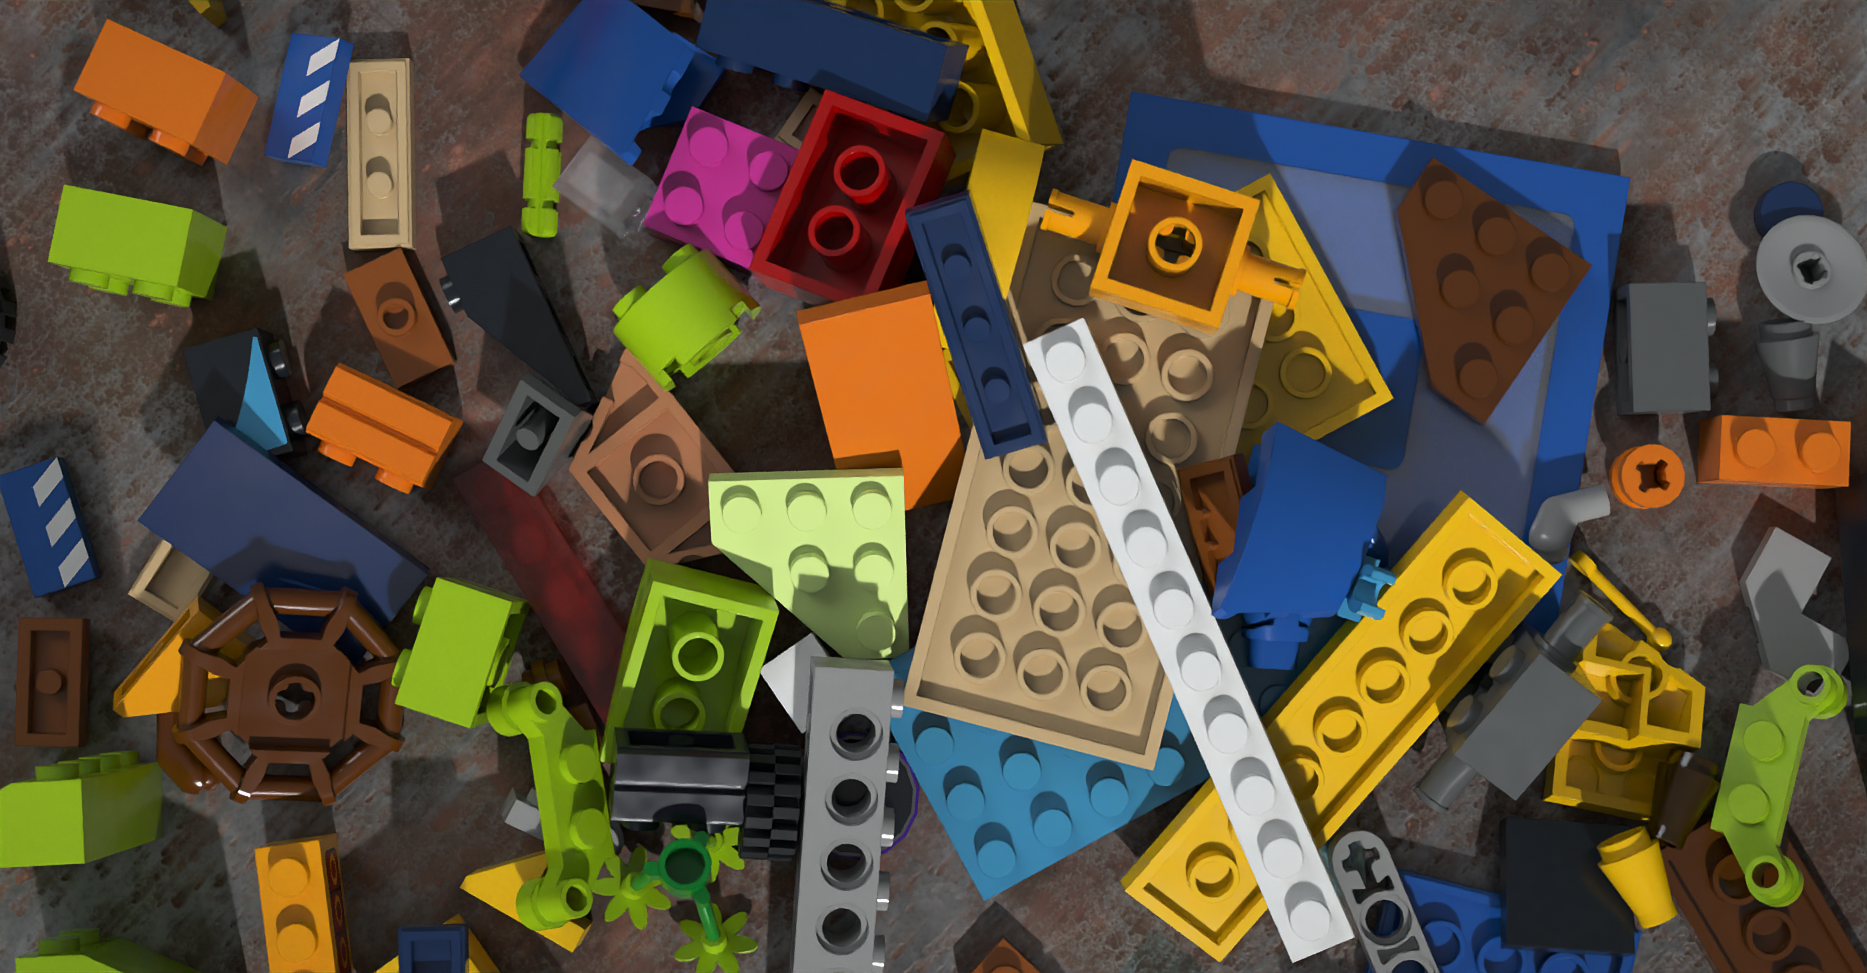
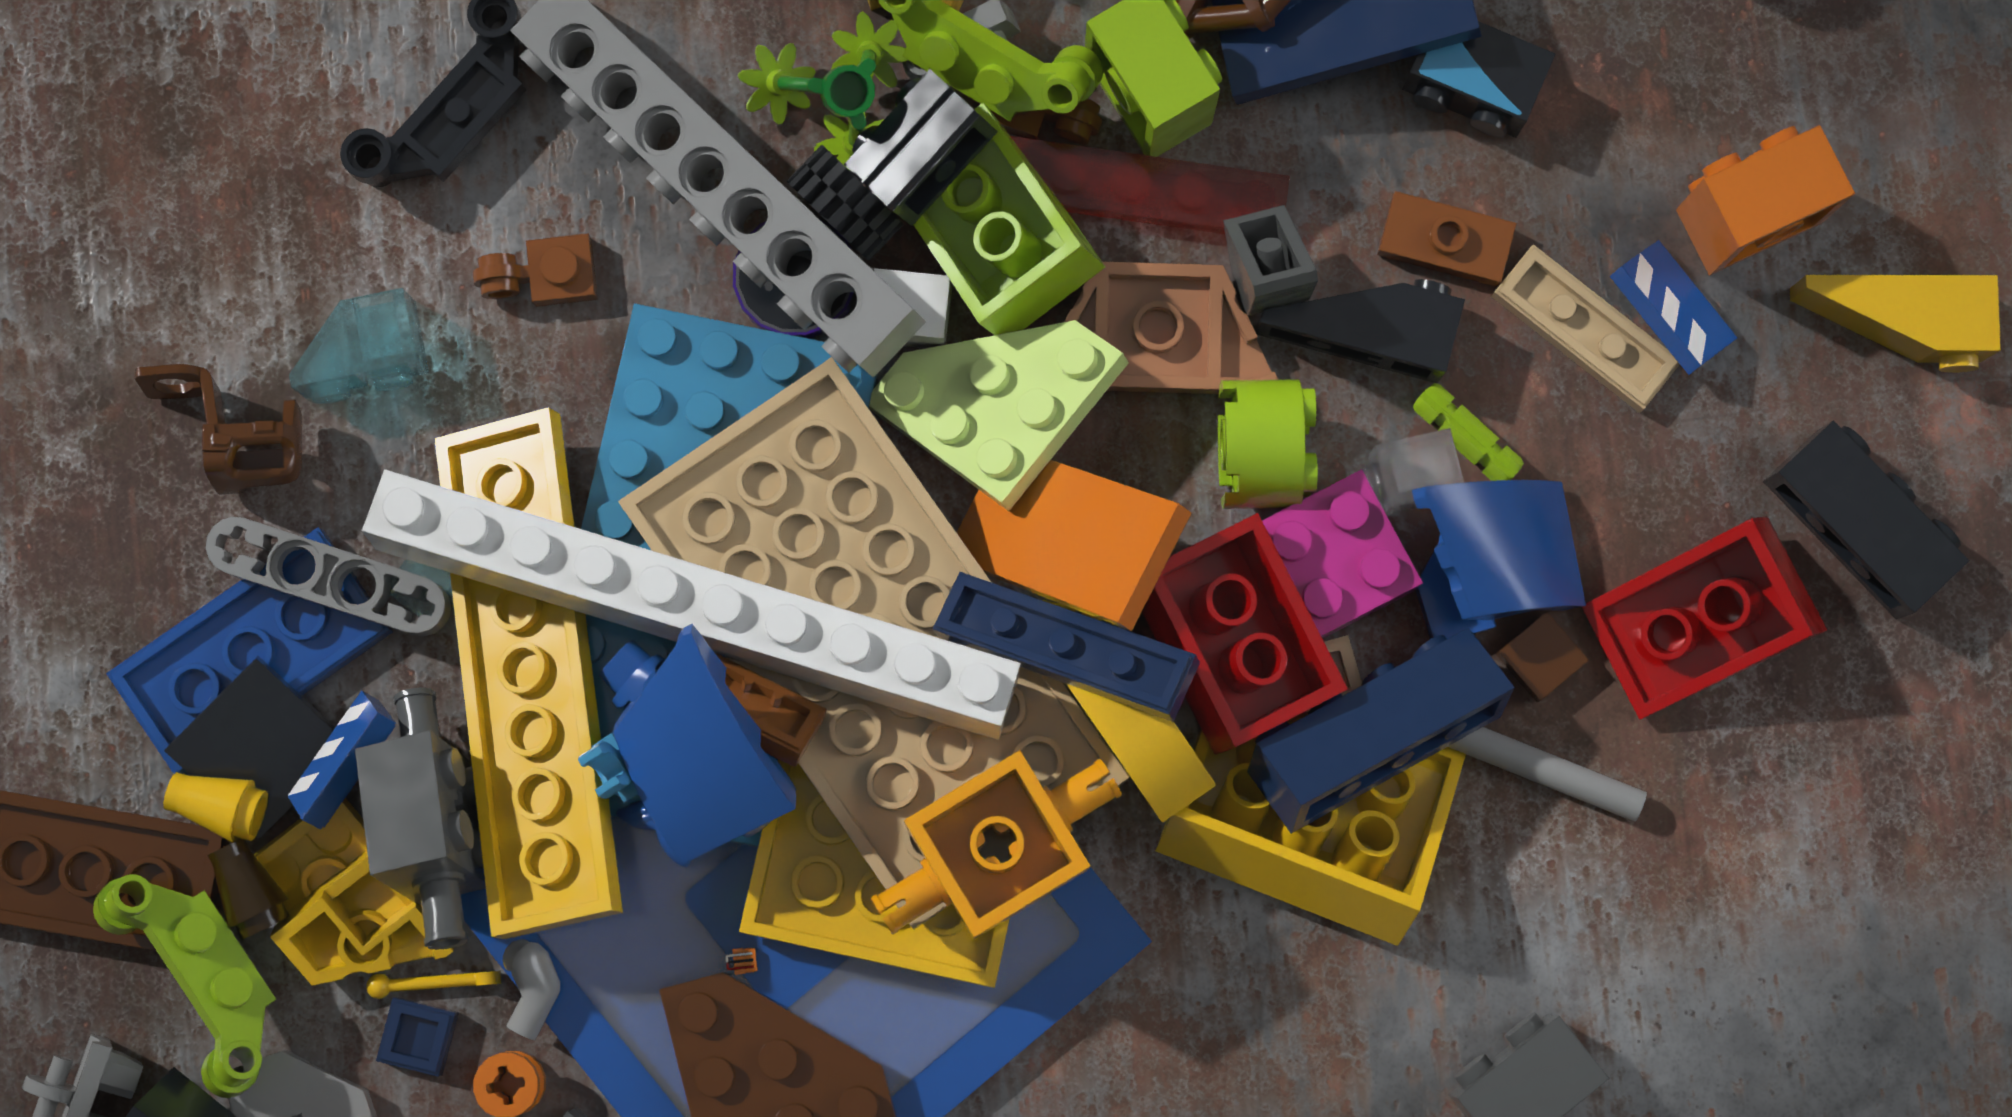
camera: 135 degrees right, 5 degrees down
(137, 242) = (1664, 84): lime brick -> none
(383, 428) = (1371, 156): orange brick -> none
(1407, 380) = (744, 960): none -> orange piece
(1539, 811) = (335, 765): none -> blue tile
(1670, 578) = (417, 1036): none -> dark blue tile

